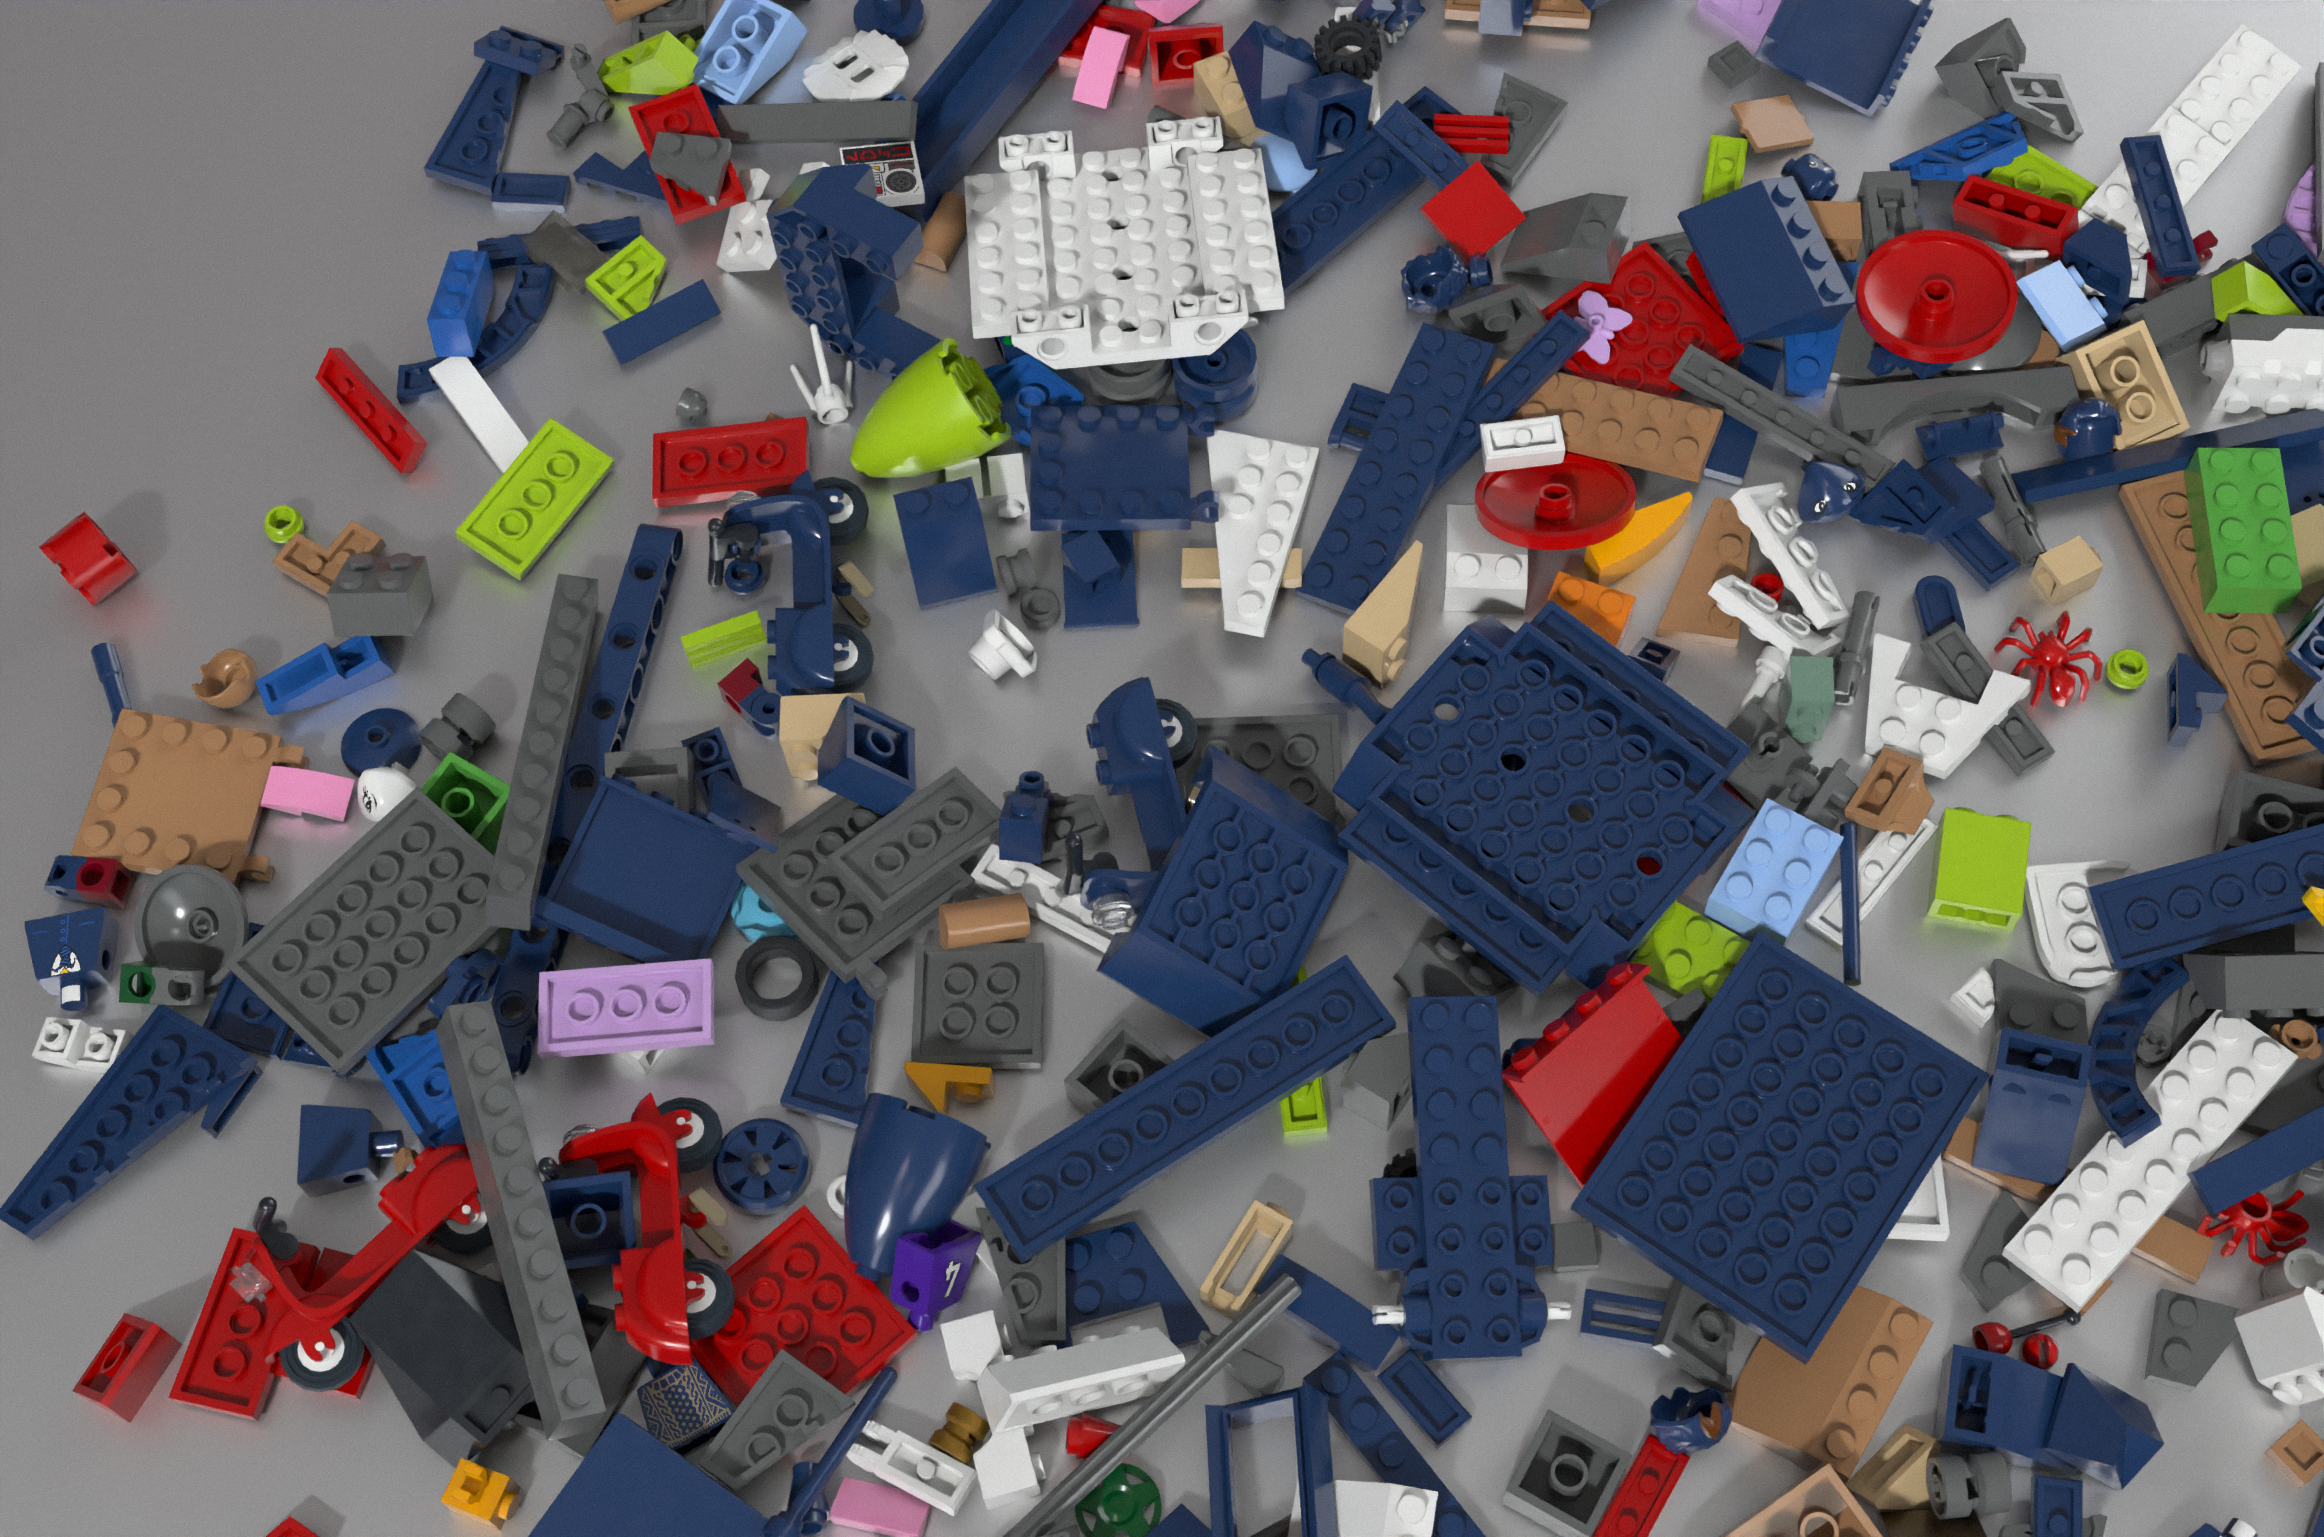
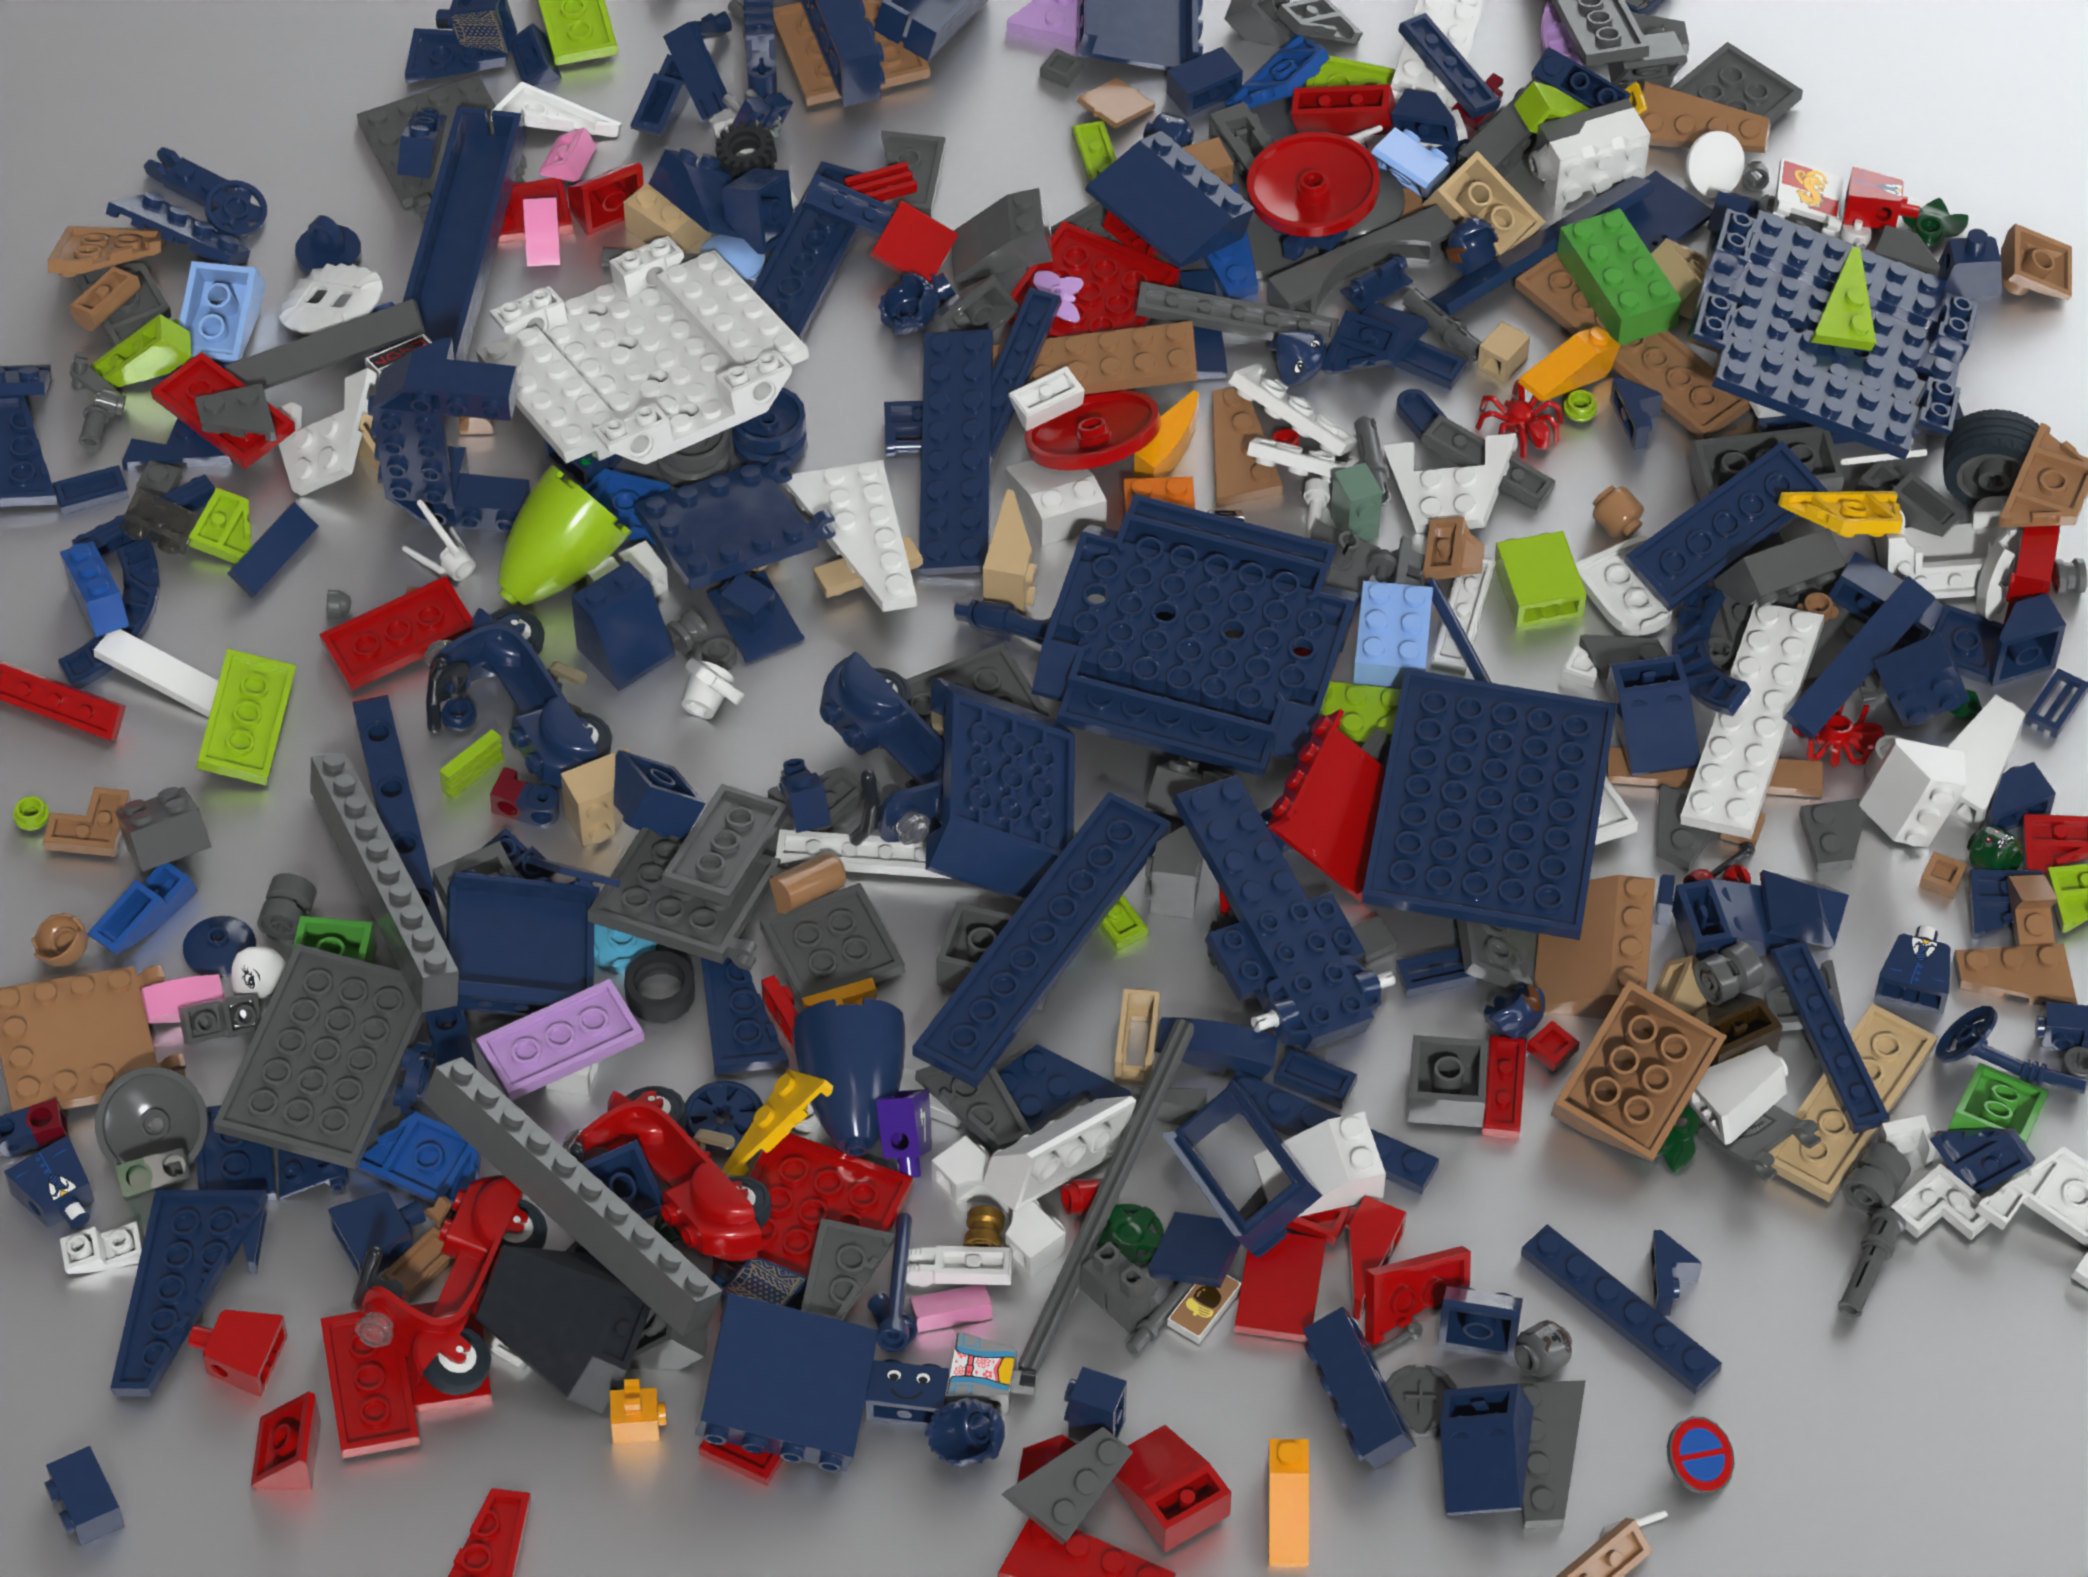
camera: 30 degrees left, 10 degrees down
(142, 1227) = (241, 1348): none -> red torso
(324, 828) = (220, 1018): none -> dark grey slope
(357, 1208) = (419, 1264): none -> medium nougat tile
(599, 204) = (159, 478): none -> dark grey plate
(799, 1200) = (777, 1117): none -> yellow wing
(888, 1050) = (781, 1006): none -> red plate
(1716, 1481) = (1552, 1046): none -> red plate
(1878, 131) = (1204, 81): none -> dark blue brick
(1938, 1345) = (1664, 899): none -> dark blue tile
(2110, 819) = (1618, 511): none -> medium nougat head
(2137, 618) = (1573, 364): none -> light orange slope

